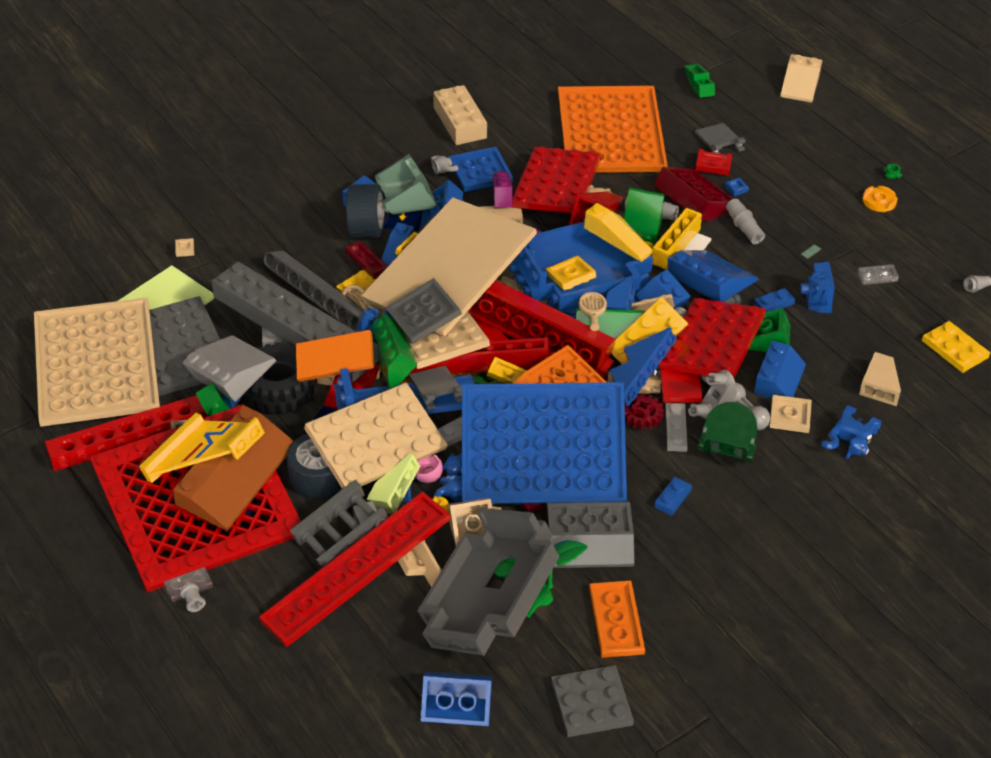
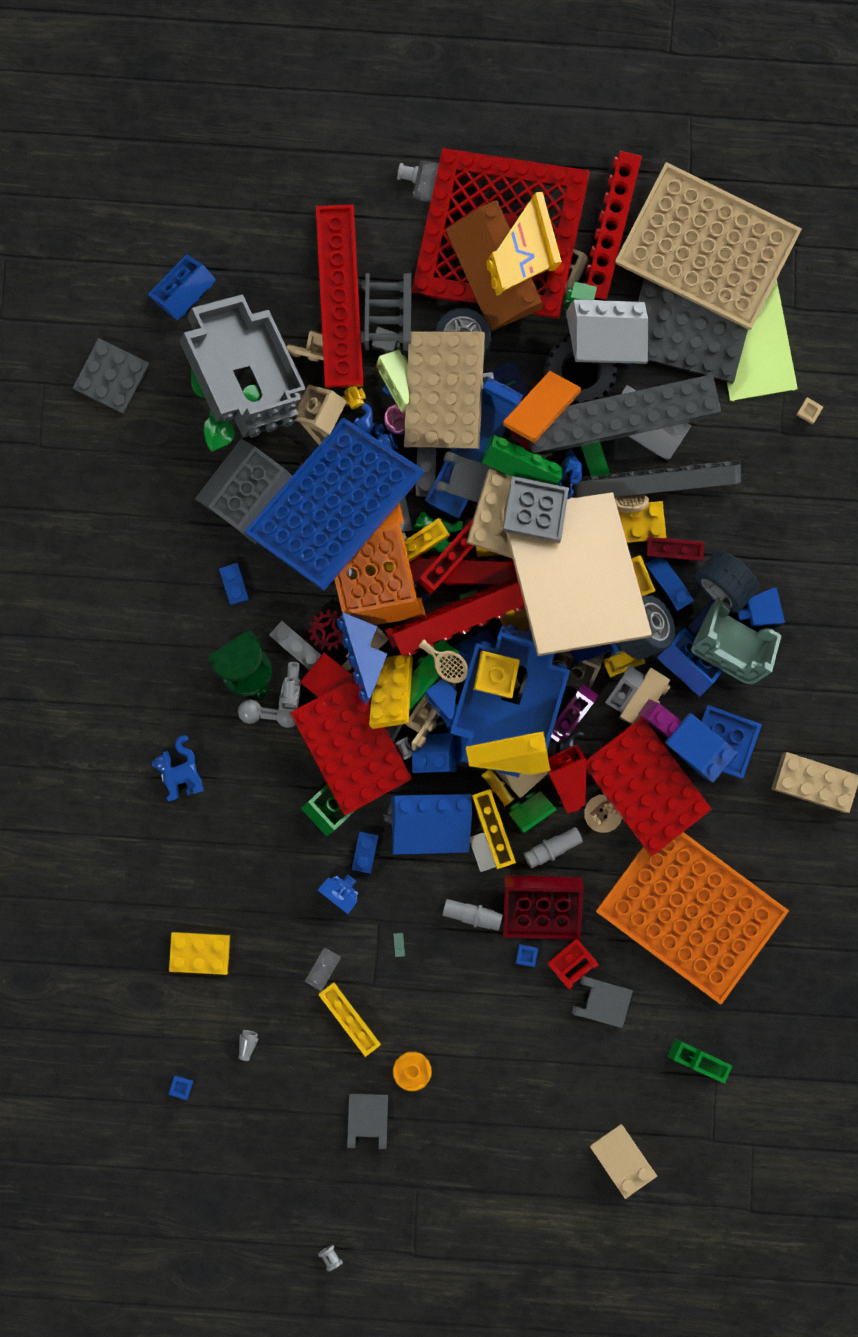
camera: 125 degrees right, 40 degrees up
(441, 164) = (755, 710): light grey piece -> none
(500, 159) = (701, 747): none -> blue slope
(616, 619) = (162, 449): orange tile -> none
(779, 371) = (281, 776): blue slope -> none
(790, 413) = (237, 745): tan plate -> none
(881, 380) = (212, 851): tan slope -> none
(891, 242) = (349, 1019): none -> yellow plate
(892, 171) = (428, 1119): green plate -> none
(936, 201) = (367, 1118): none -> dark grey flag

